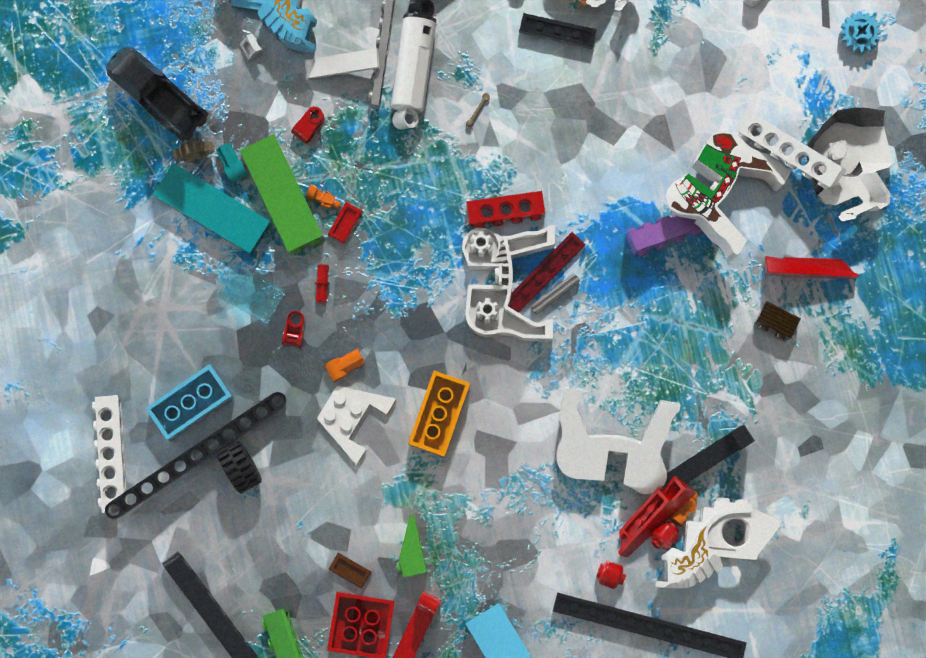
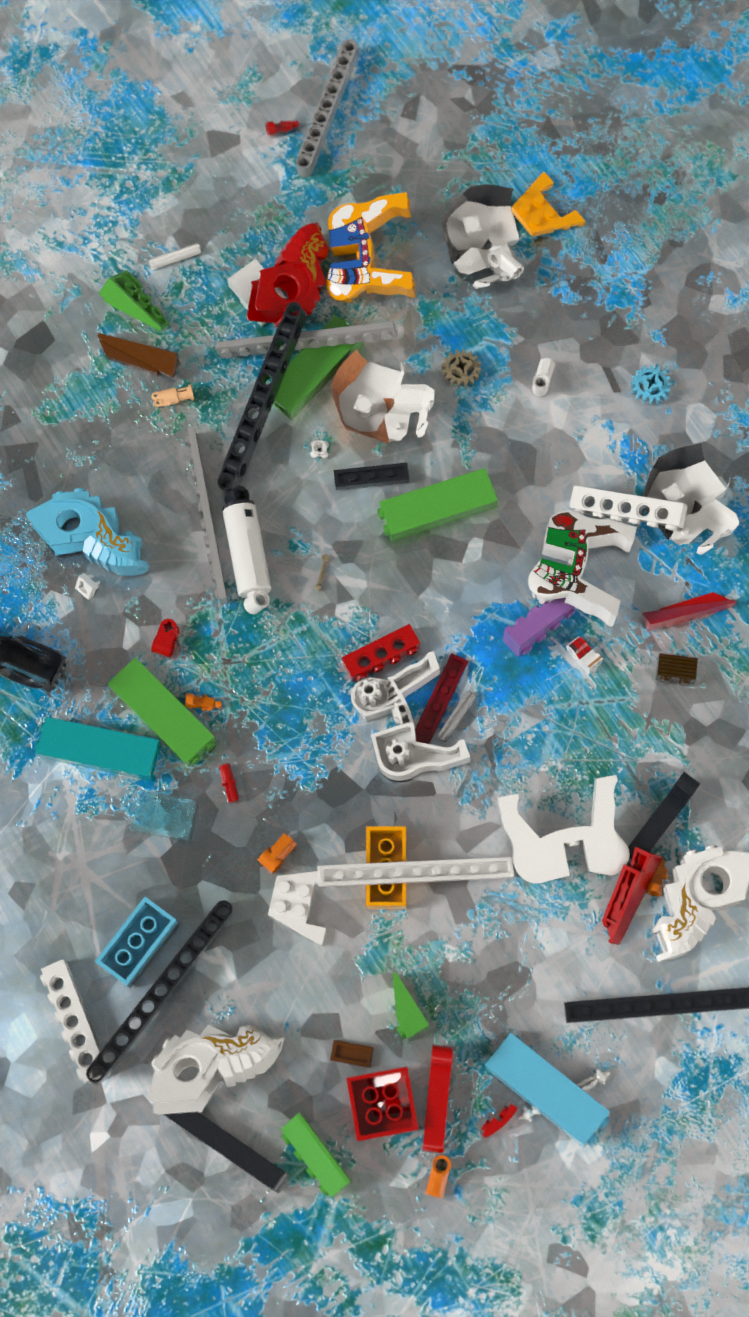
camera: 15 degrees left, 10 degrees down
(193, 151) = (63, 699): dark tan gear -> none
(227, 534) = (218, 1059): none -> white animal
(232, 165) = (105, 702): teal piece -> none
(239, 467) = (207, 987): black tyre -> none
(294, 331) = (217, 839): red piece -> none
(342, 64) = (179, 572): white tile -> none
(345, 223) = (231, 719): red tile -> none
(463, 428) = (414, 872): none -> white plate
(610, 81) = (437, 504): none -> bright green brick
(610, 574) = (609, 966): red head -> none
(664, 535) = (647, 909): red head -> none
(695, 276) = (584, 655): none -> leg

